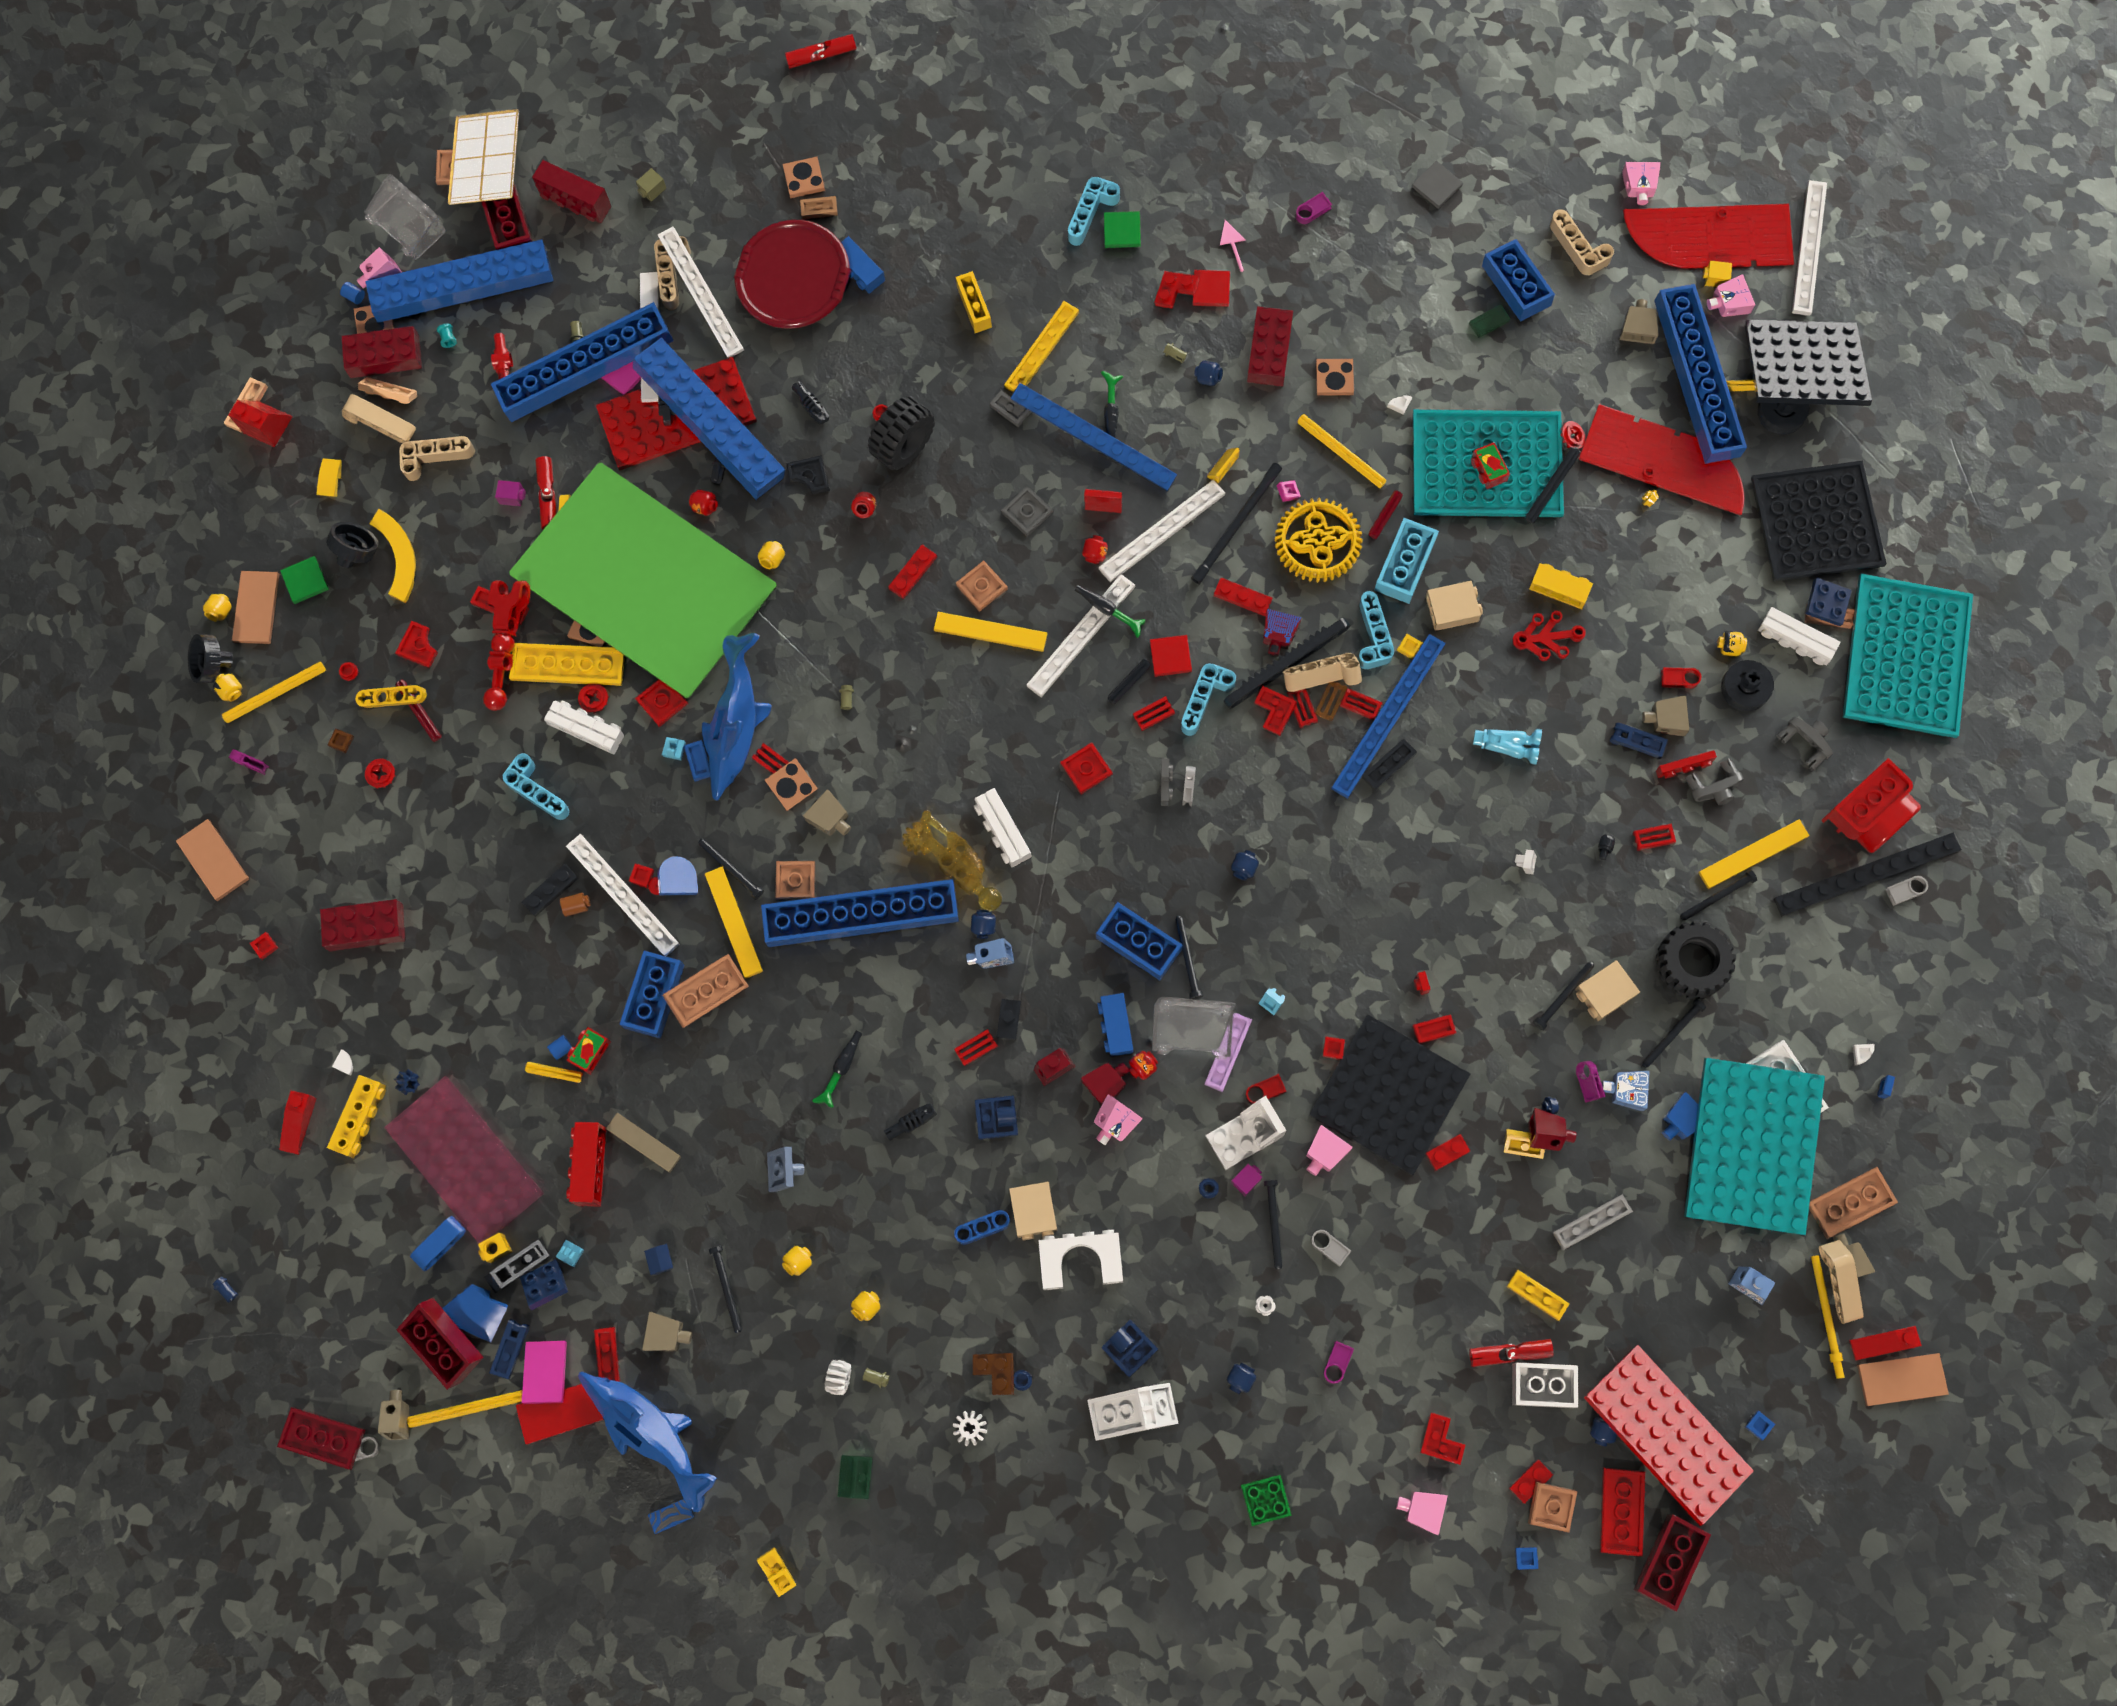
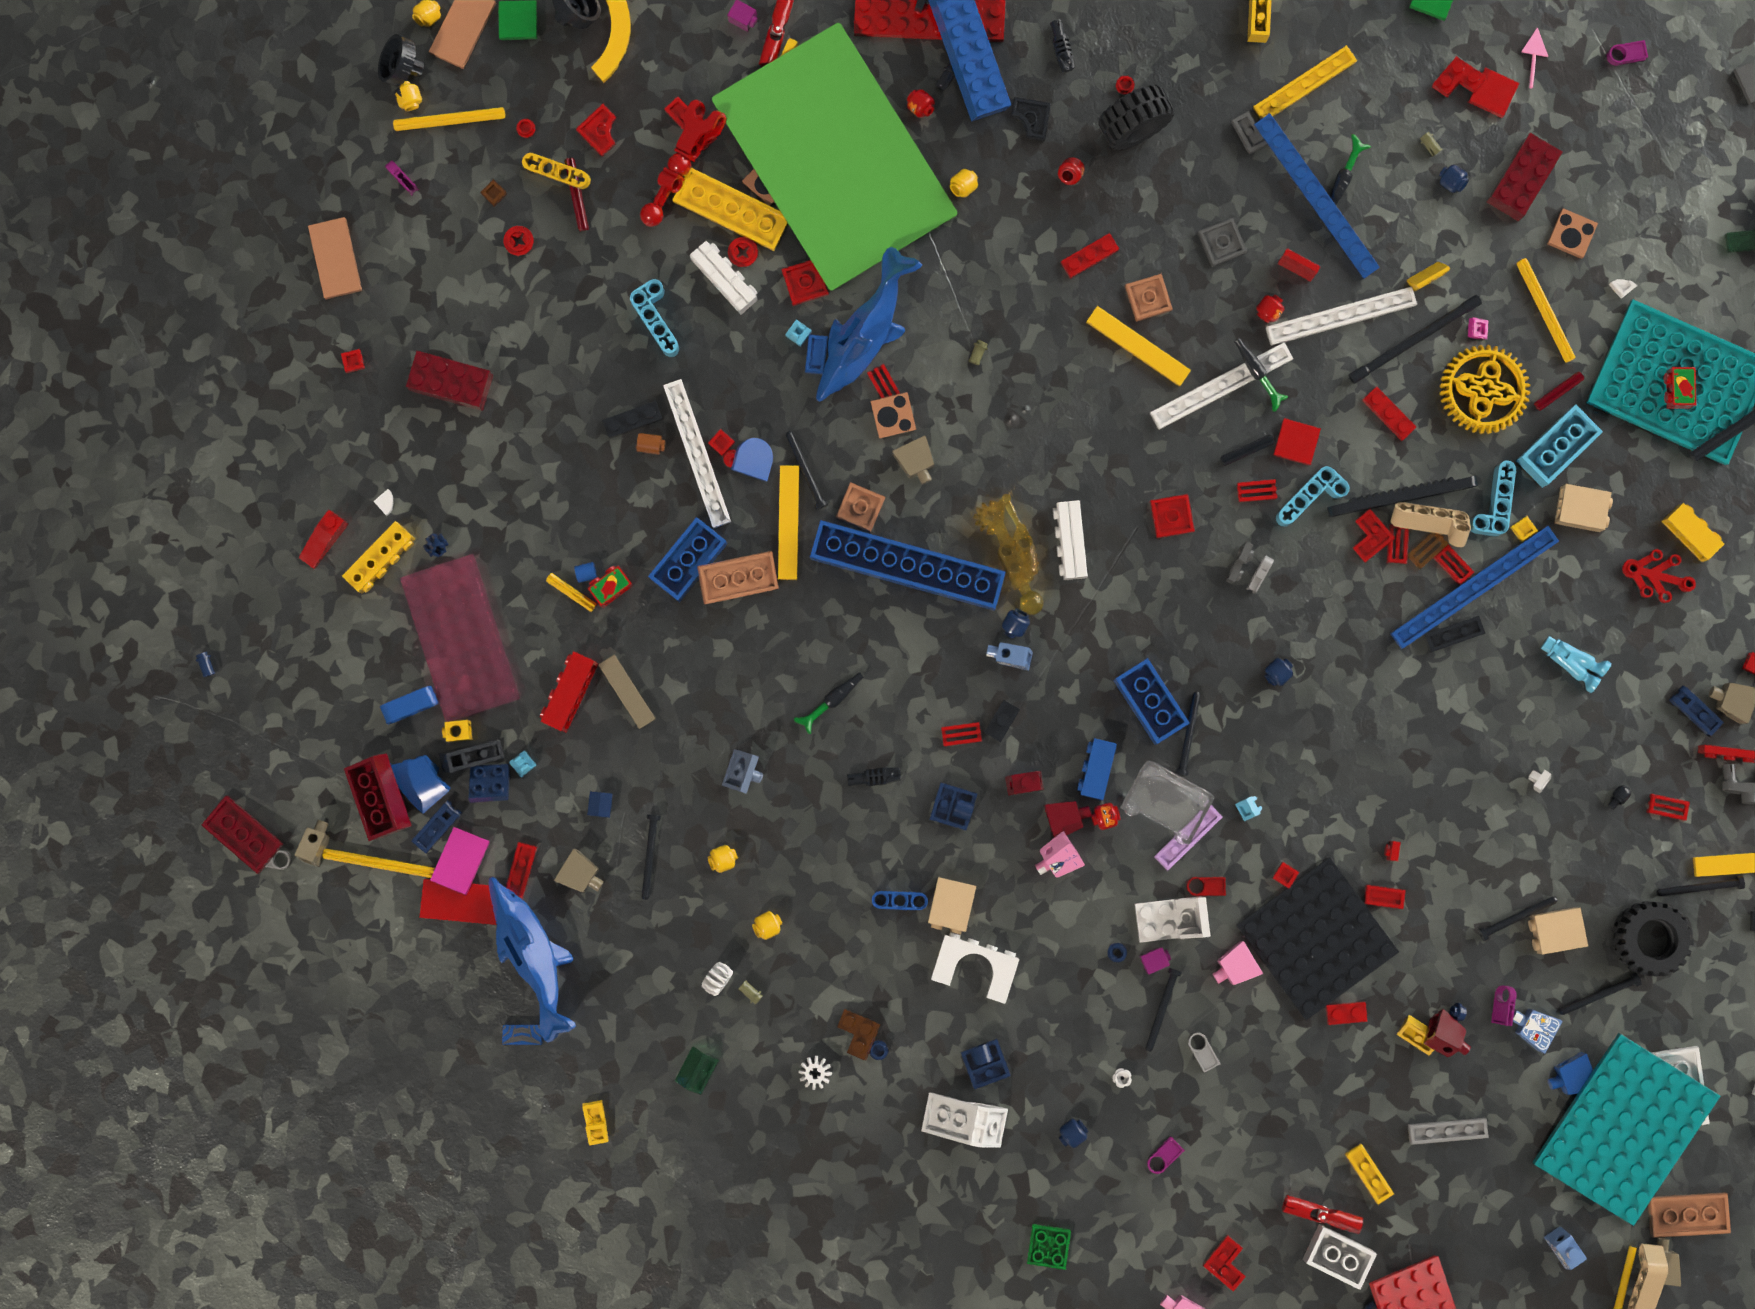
camera: 20 degrees right, 10 degrees up
(1279, 630) = (1409, 462): dark red torso -> none

